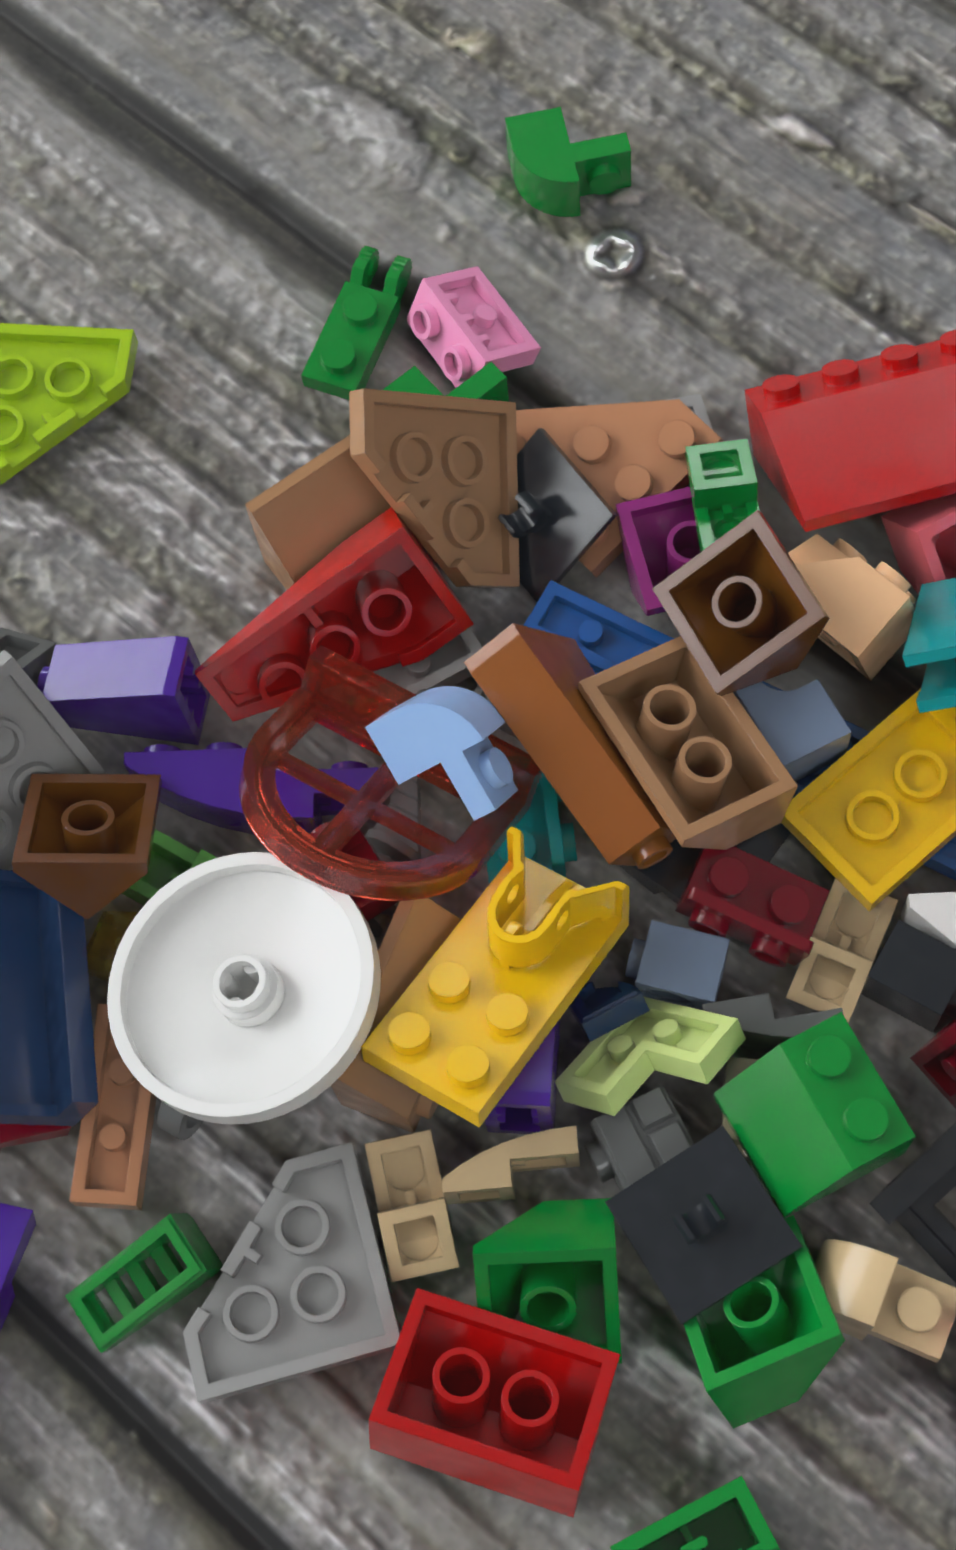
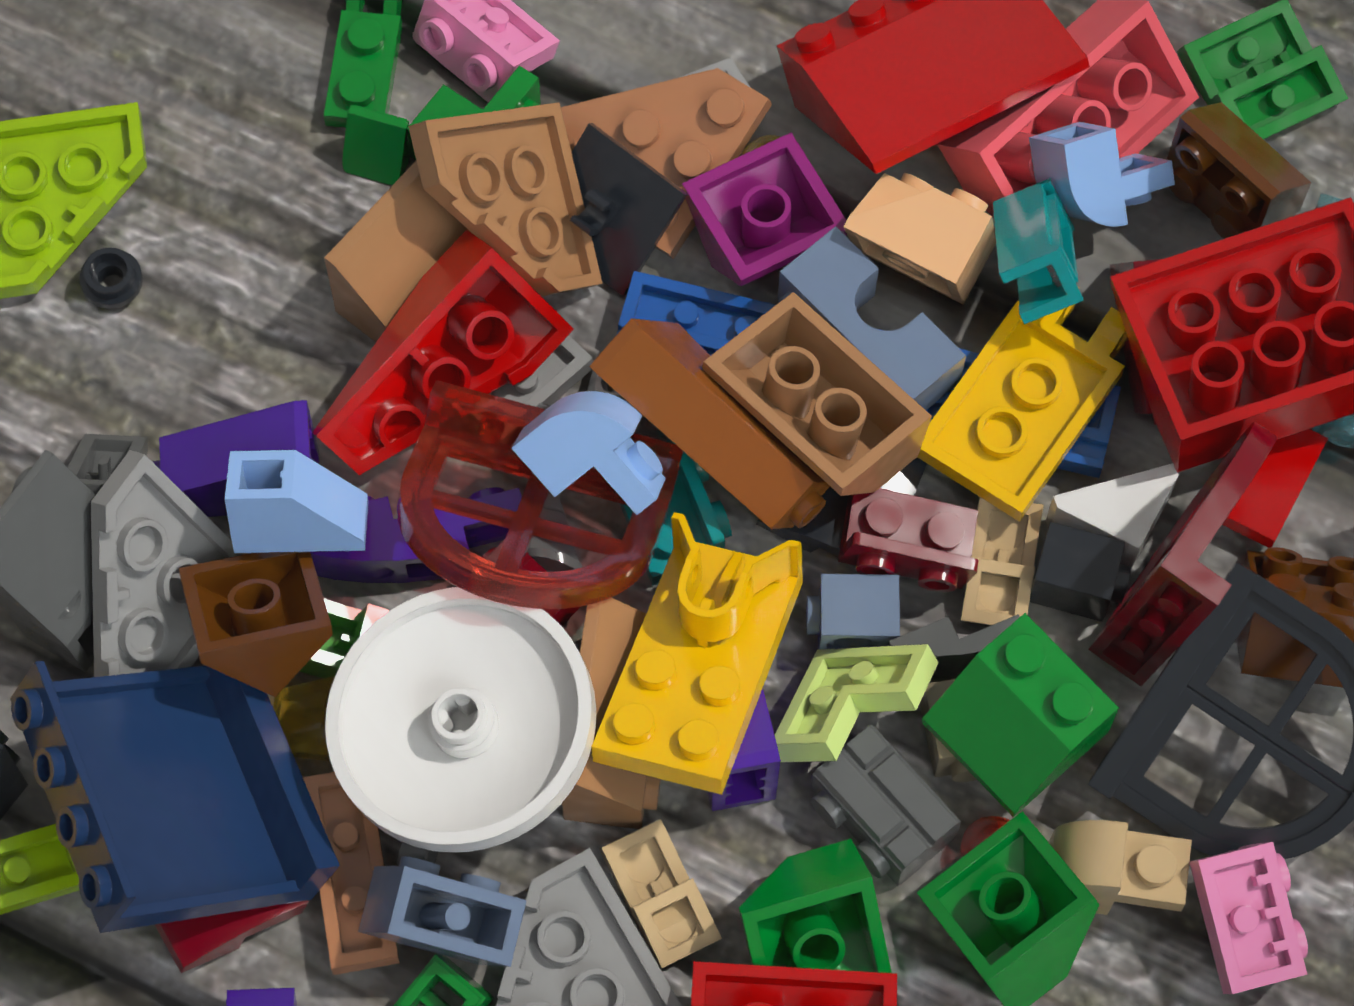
camera: 25 degrees left, 0 degrees up
(64, 473) = (106, 263): none -> black plate
(147, 736) = (291, 505): none -> light blue slope
(183, 1177) = (442, 914): none -> sand blue brick
(330, 407) = (375, 145): none -> green slope
(491, 1171) = (731, 843): tan slope -> none
(607, 1008) = (800, 667): dark blue tile -> none
(703, 1225) = (943, 838): black piece -> none
(721, 487) = (791, 162): green slope -> none
(743, 607) = (840, 258): reddish brown slope -> none

